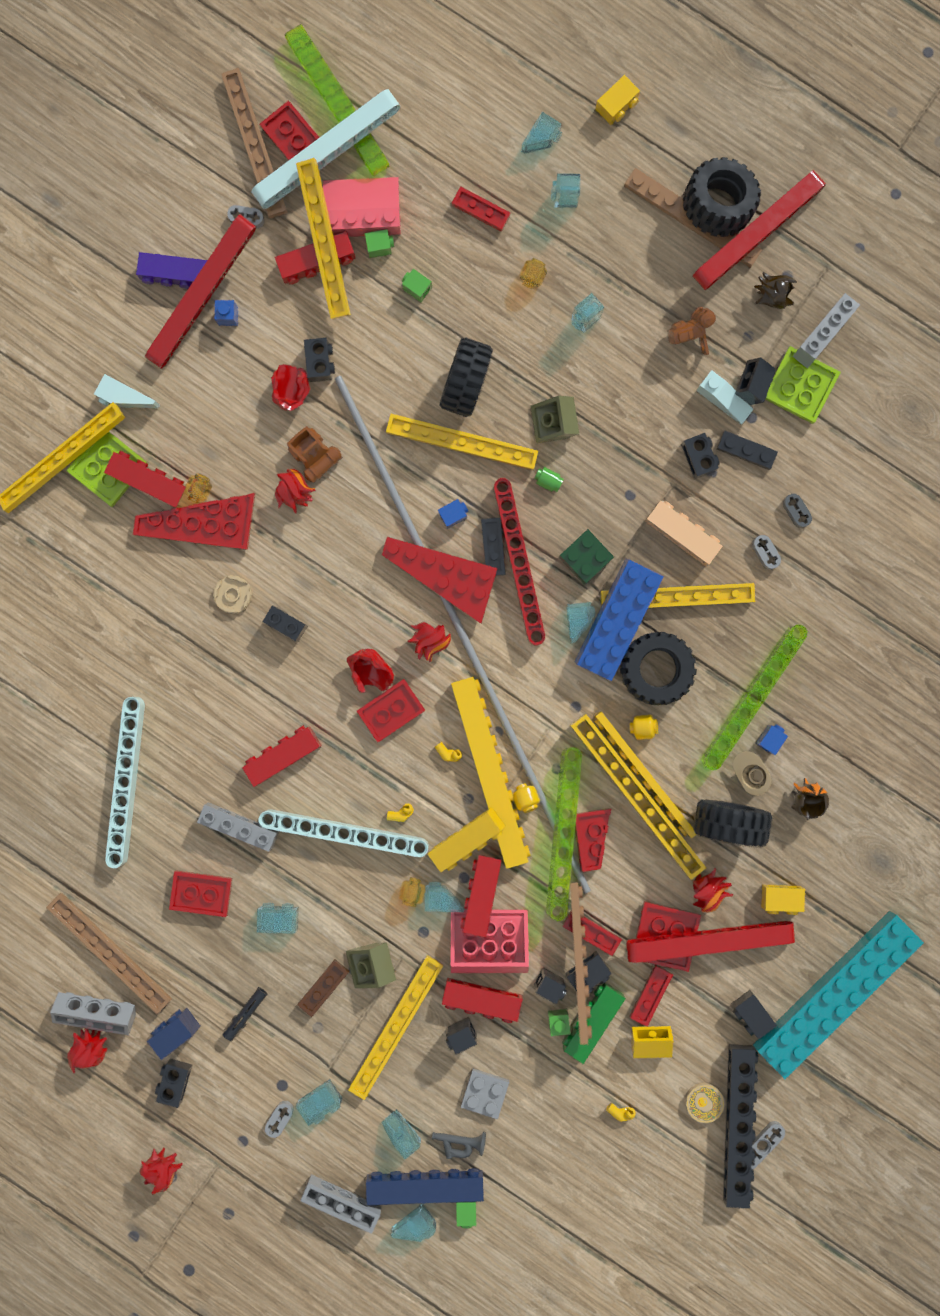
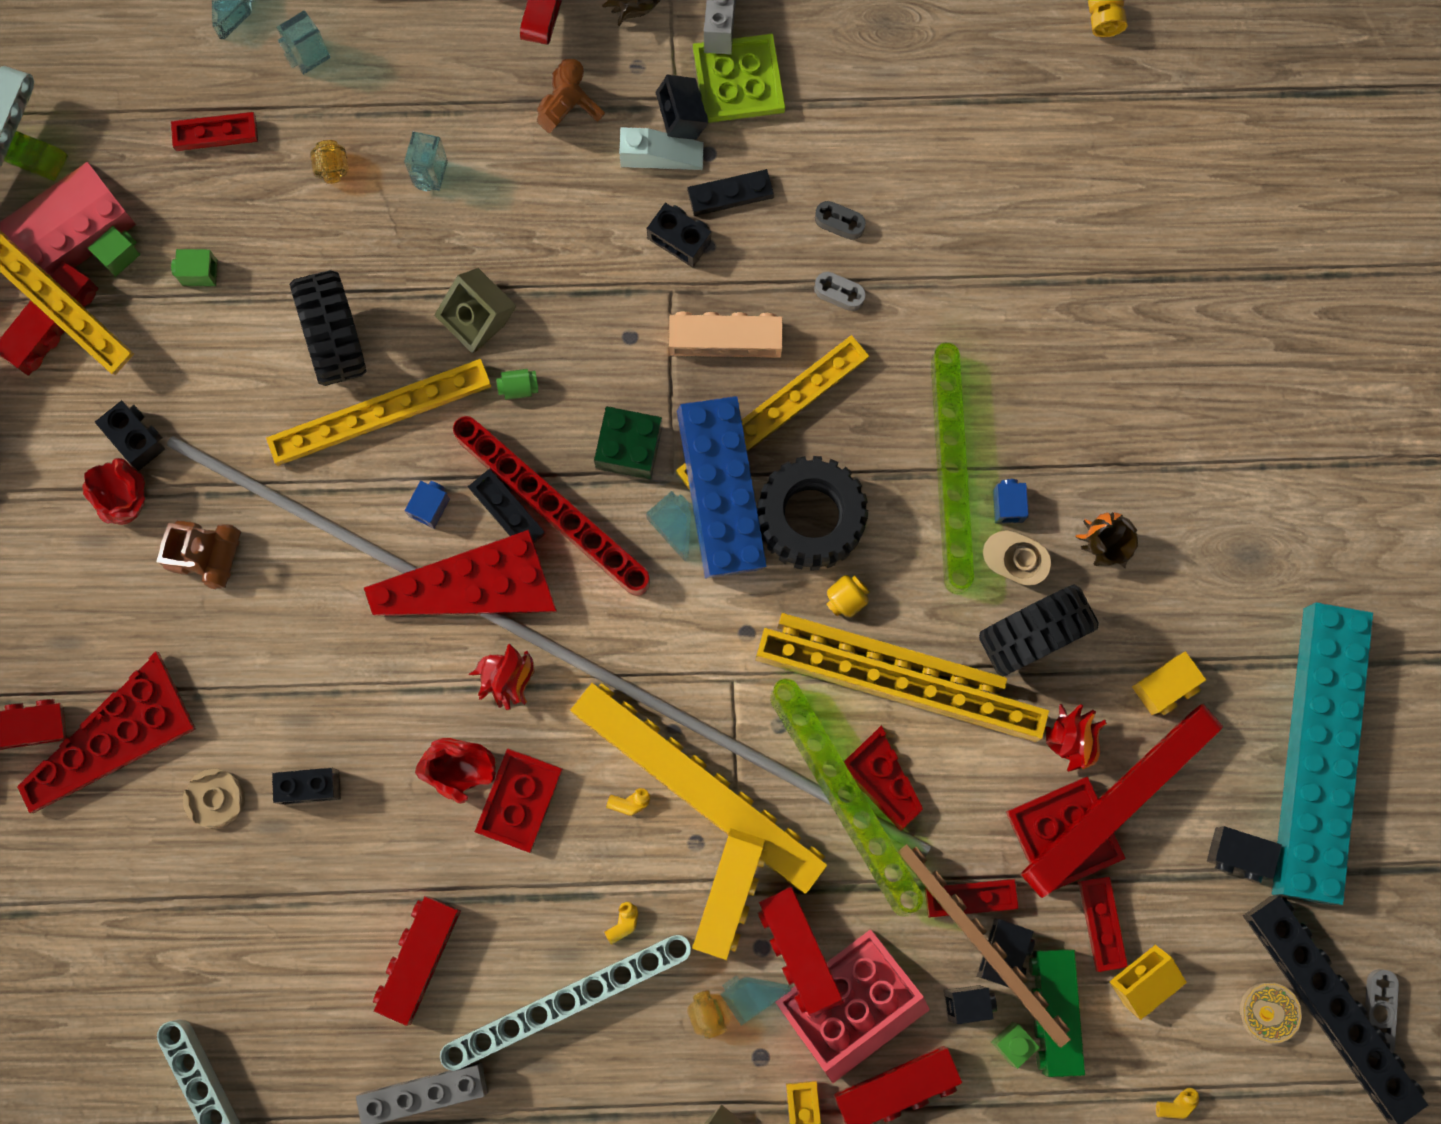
camera: 45 degrees left, 10 degrees down
(198, 488) = (78, 695): clear yellow head -> none
(292, 490) = (203, 612): red hair -> none
(526, 798) = (767, 788): yellow head -> none

